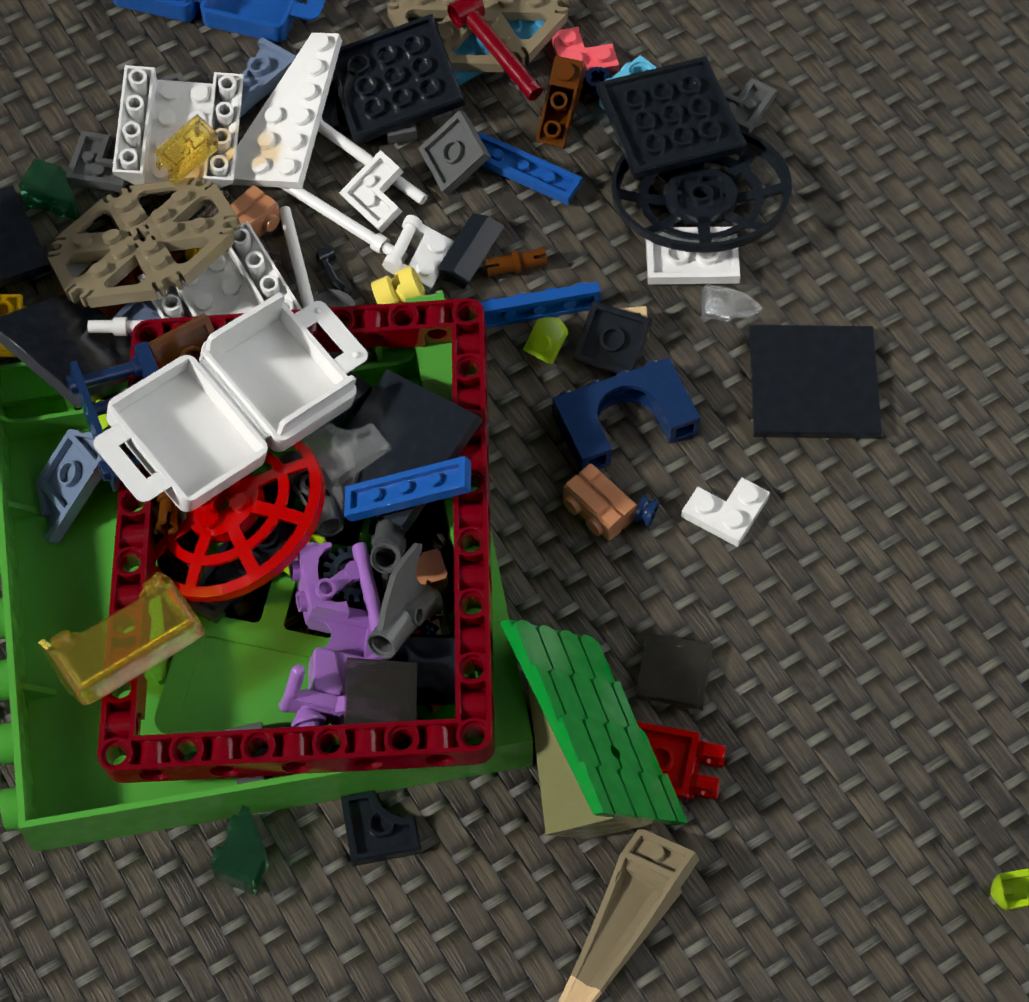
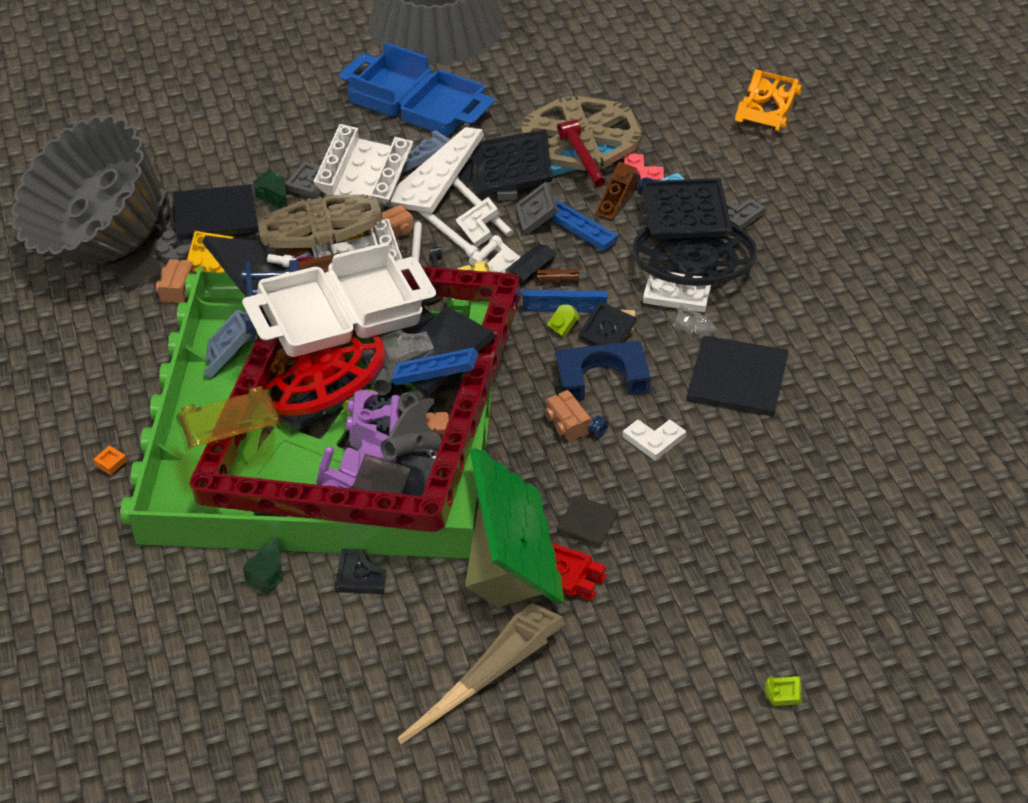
camera: 15 degrees right, 15 degrees down
(187, 149) = (363, 175): clear yellow hinge -> none

